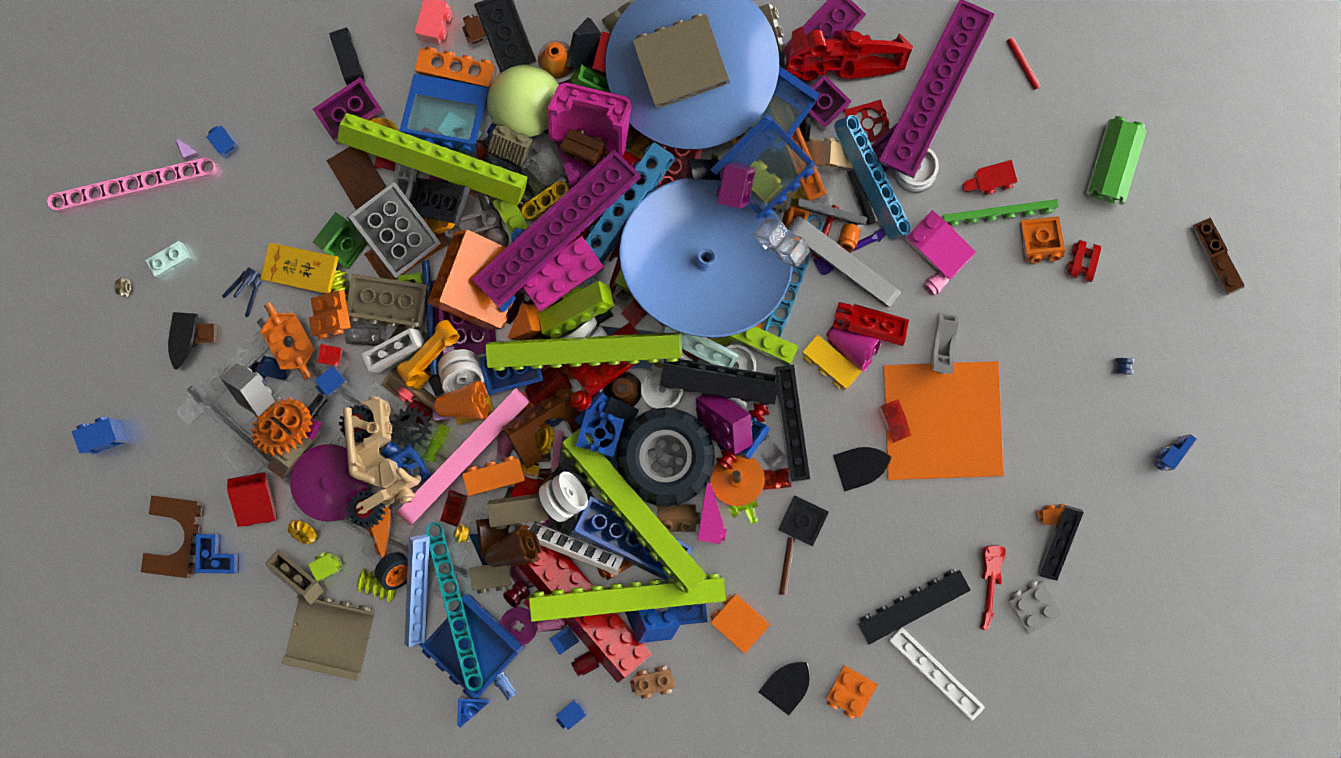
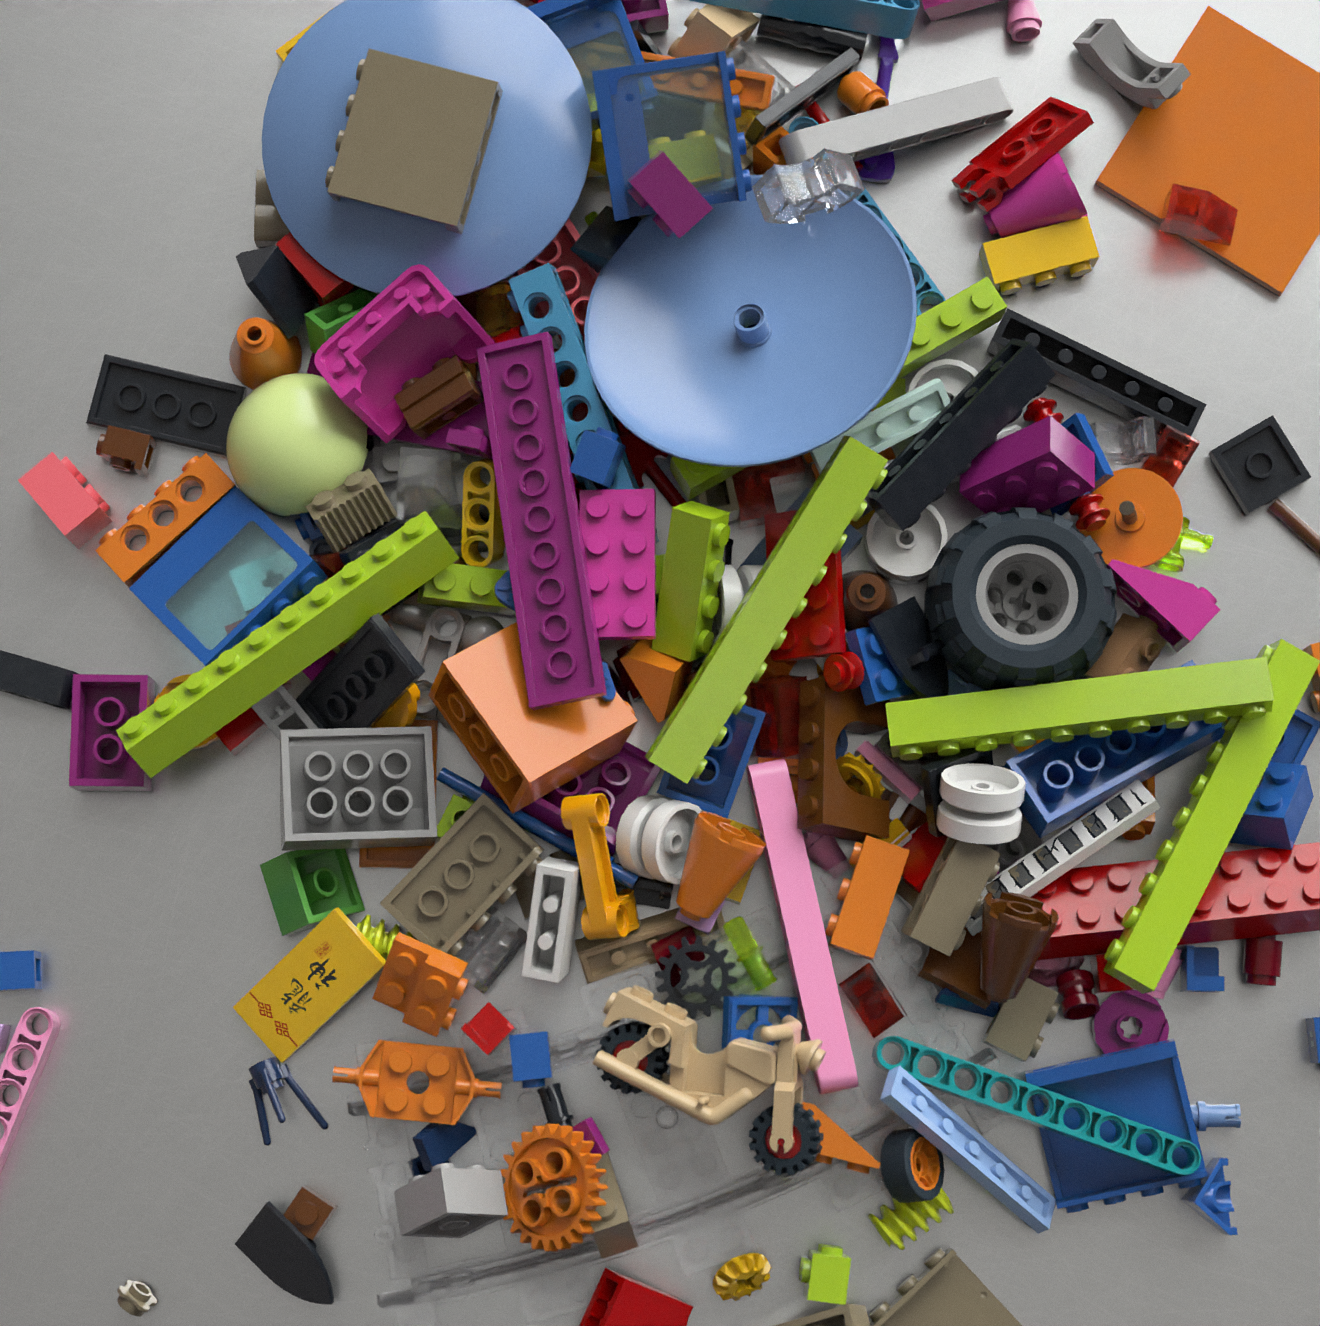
camera: 55 degrees left, 5 degrees down
(168, 259) = (145, 1191): light aqua brick -> none
(323, 483) = (692, 1180): magenta dish -> none
(356, 175) = (225, 792): reddish brown tile -> none
(391, 449) = (710, 1032): blue cone -> none
(404, 394) = (633, 953): coral plate -> none
(460, 533) = (924, 1014): yellow plate -> none
(601, 234) = (598, 456): none -> blue brick
(615, 422) = (917, 638): blue piece -> none
(861, 466) = (1233, 319): black shield -> none

